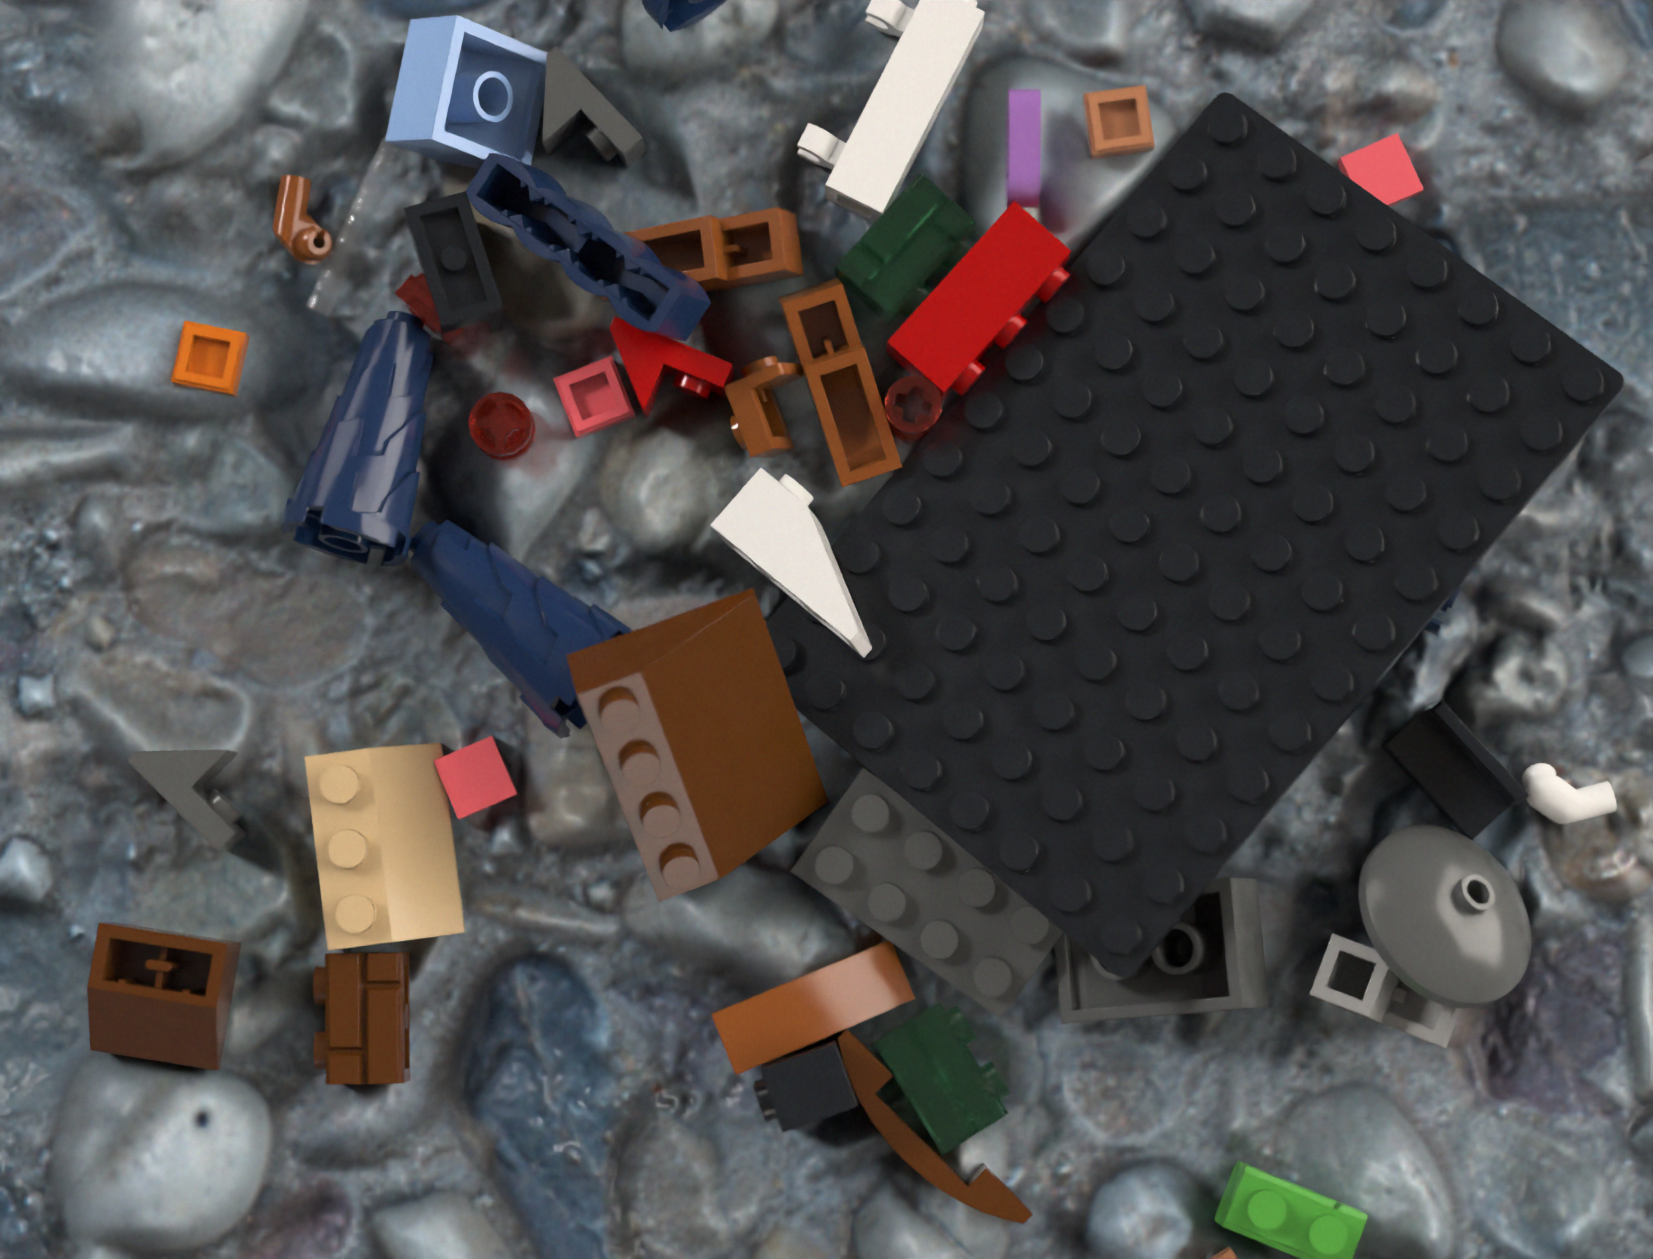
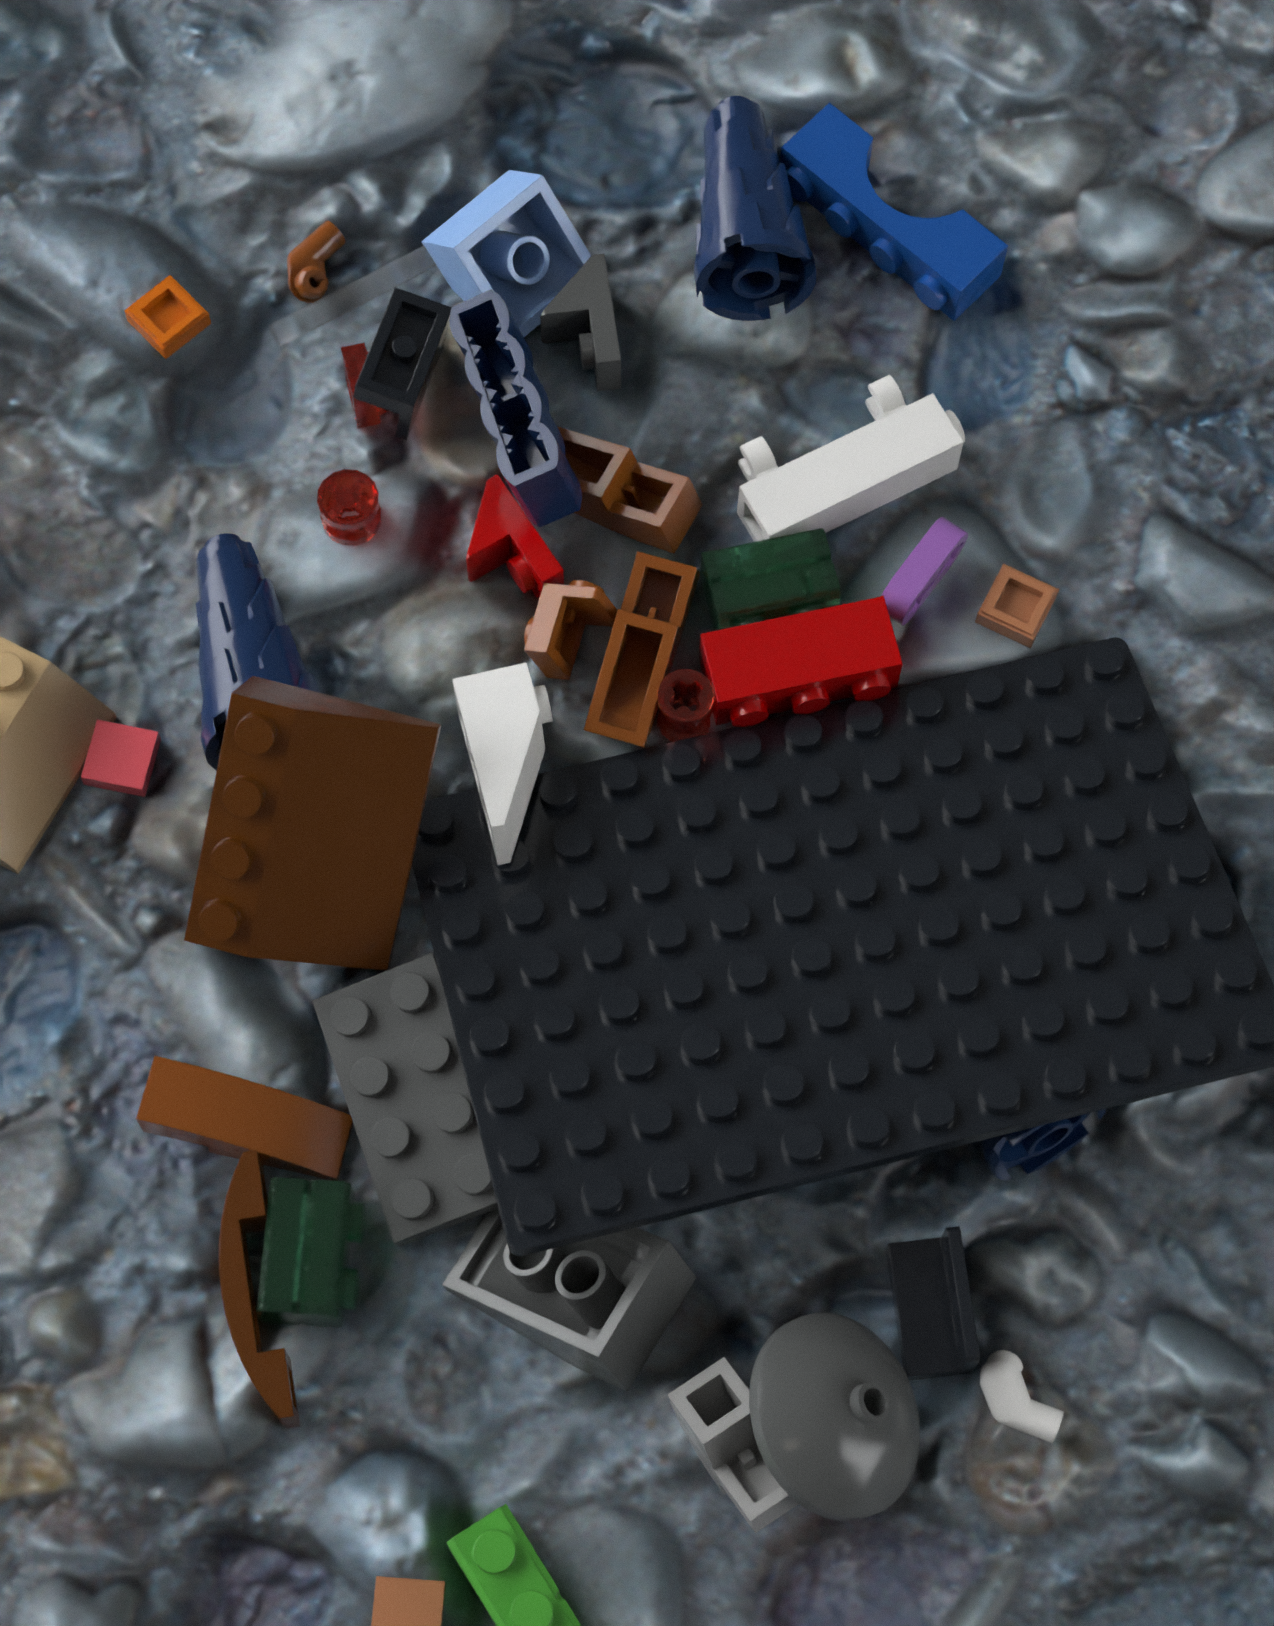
camera: 35 degrees right, 15 degrees down
(364, 472) = (213, 459): dark blue cone -> none
(594, 397) = (438, 537): coral tile -> none
(805, 1086) = (184, 1168): black brick -> none
(1383, 170) = (1214, 783): coral tile -> none

